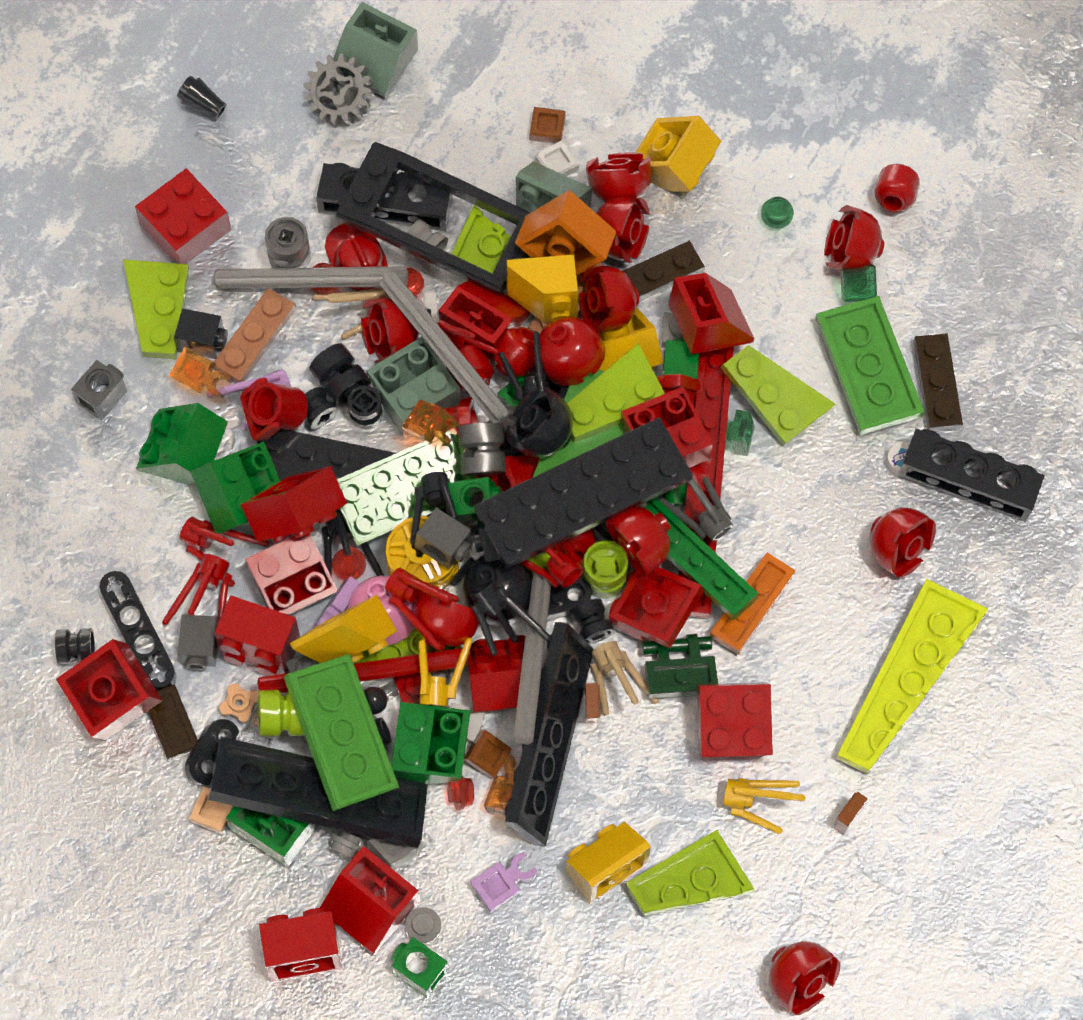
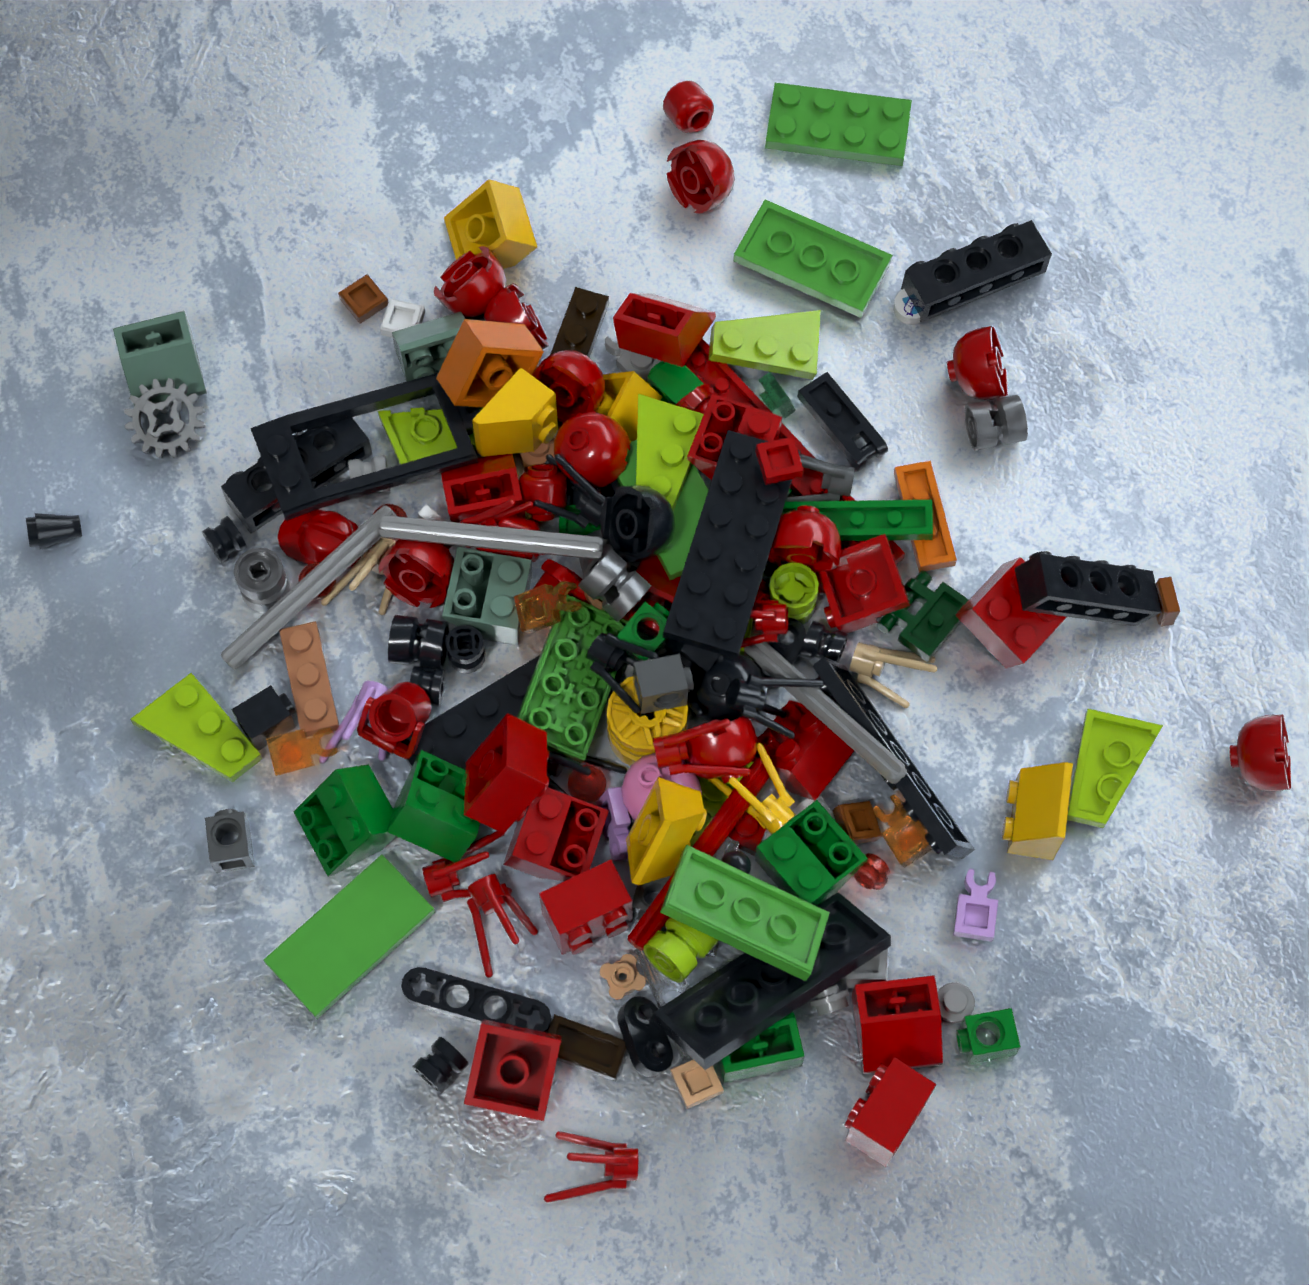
camera: 45 degrees left, 0 degrees up
(107, 516) = (349, 936): none -> bright green tile
(113, 812) = (618, 1162): none -> red plant
(183, 217) = (146, 638): red brick -> none
(198, 642) = (538, 961): dark grey brick -> none
(294, 199) = (224, 539): none -> black wheel
(592, 702) = (893, 705): dark orange tile -> none
(664, 465) = (779, 460): none -> red plate
(741, 794) = (1073, 666): yellow plant -> none
(755, 720) = (1087, 589): none -> black brick
(768, 489) = (842, 420): none -> black plate
(777, 212) = (617, 206): clear green plate -> none
(858, 283) = (739, 204): clear green plate -> none
(878, 593) = (1008, 419): none -> flat silver wheel
(921, 653) = (1083, 438): neon yellow wing -> none
(938, 382) = (874, 226): dark brown plate -> none
(991, 292) = (838, 124): none -> bright green plate

